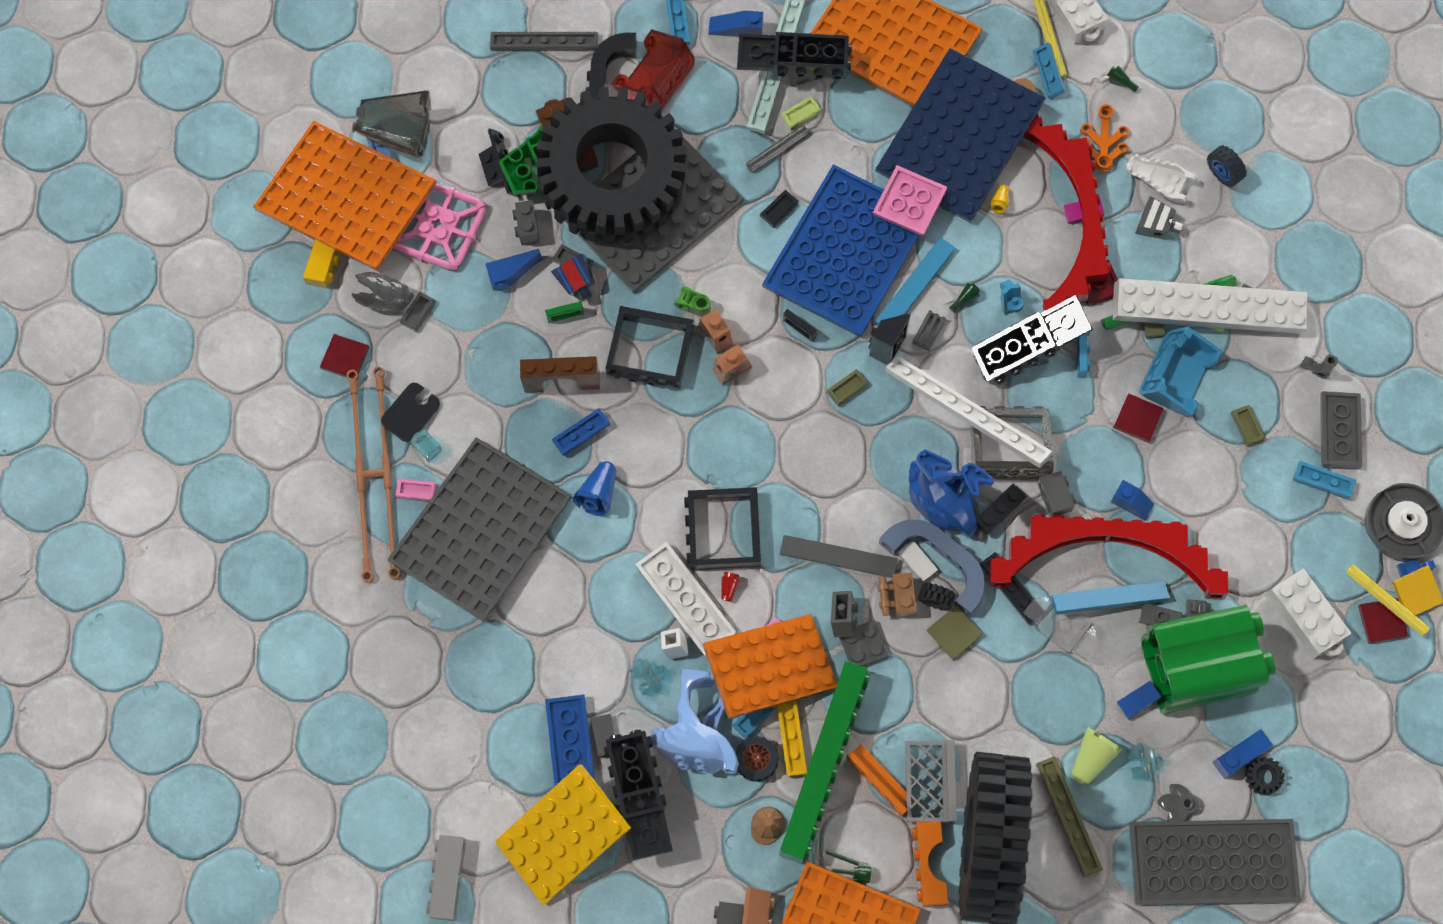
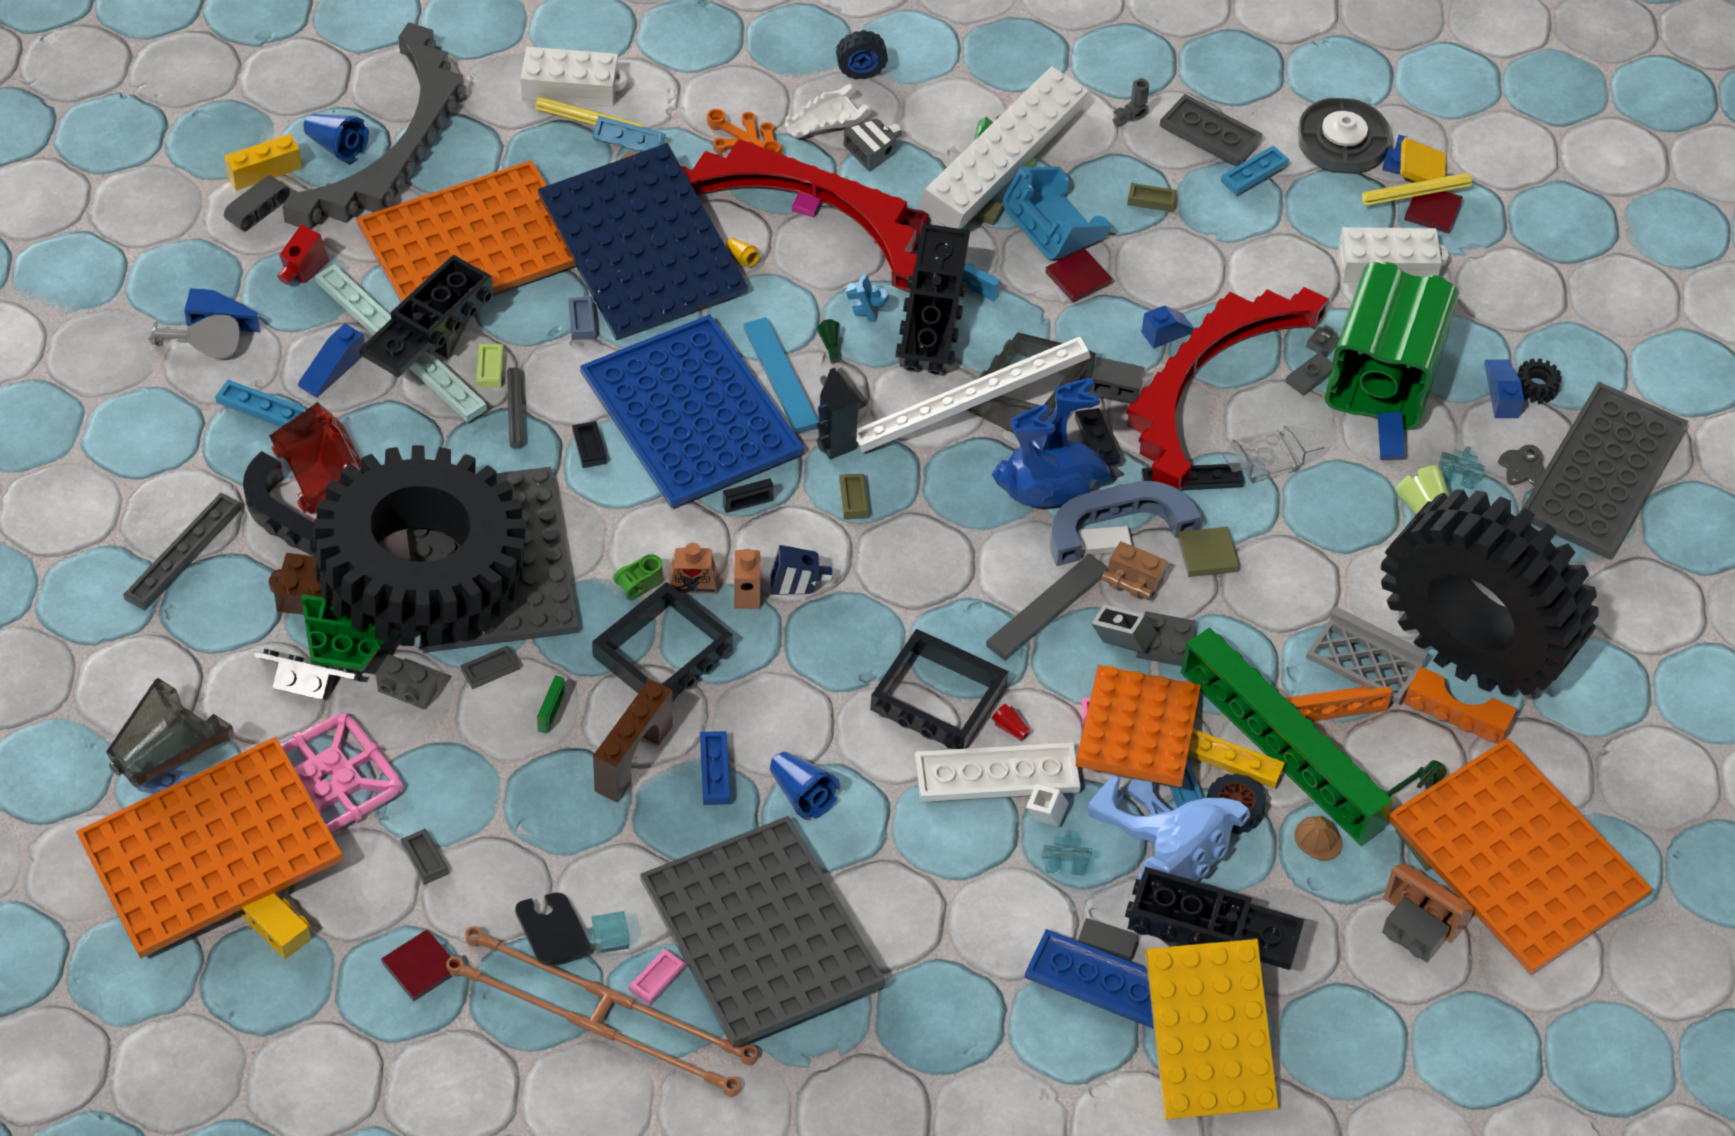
camera: 65 degrees left, 20 degrees down
(386, 295) = (381, 869): dark grey head -> none
(510, 269) = (449, 738): blue slope -> none
(576, 276) = (518, 667): torso -> none
(752, 384) = (797, 571): none -> dark blue torso
(877, 140) = (582, 318): none -> sand blue tile
(910, 201) = (685, 319): bright pink plate -> none
(936, 596) = (1161, 536): black tyre -> none
(1110, 597) = (1264, 397): dark azure tile -> none
(1119, 77) = (683, 87): dark green cone -> none

